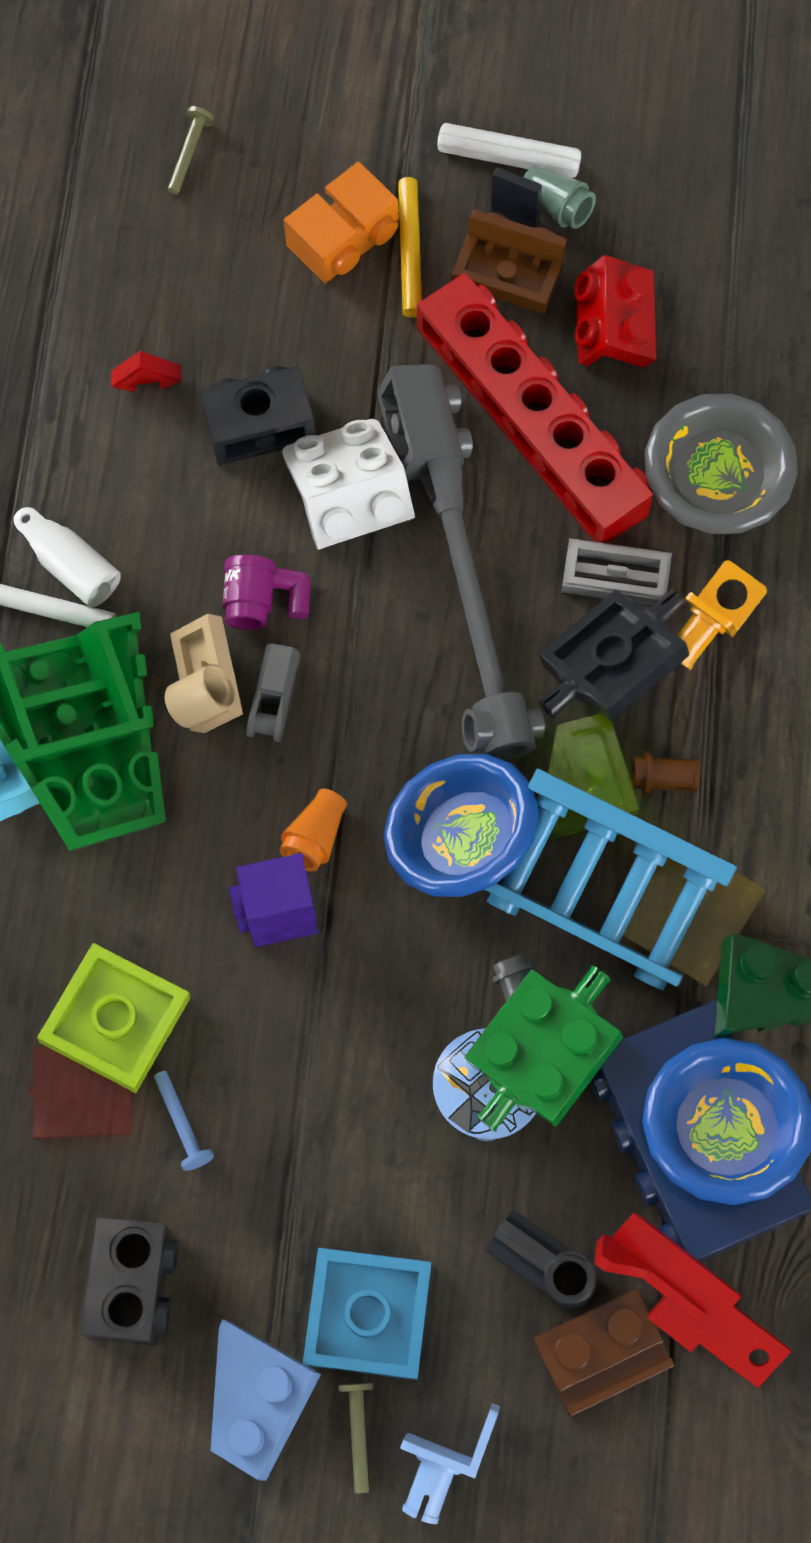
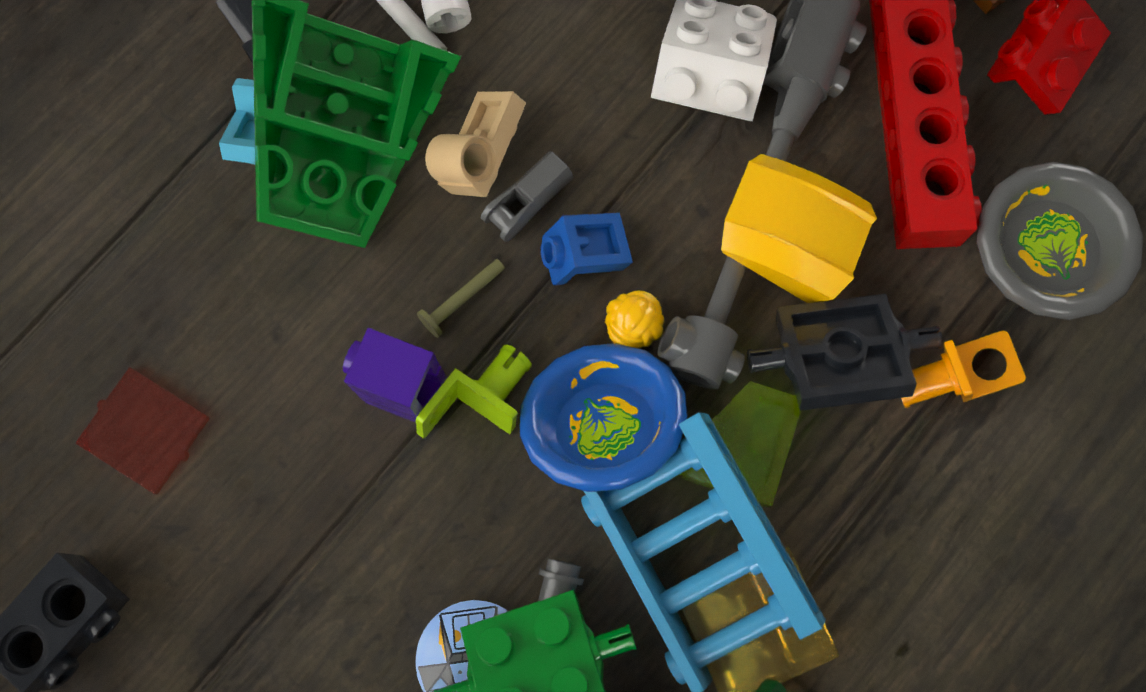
camera: 35 degrees right, 5 degrees up
(114, 1017) = (203, 387): lime plate -> none
(196, 1157) = (198, 513): medium blue pin -> none
(250, 591) = (569, 94): magenta piece -> none
(266, 844) = (459, 298): none -> olive pin
(315, 829) = (477, 337): orange cone -> none
(349, 704) = (585, 246): none -> blue bracket
(353, 873) = (482, 395): none -> lime bracket
(431, 736) = (634, 319): none -> yellow piece
(514, 581) = (796, 229): none -> yellow slope
(620, 554) = (912, 265): light grey tile -> none
(665, 774) = (818, 487): reddish brown pin -> none

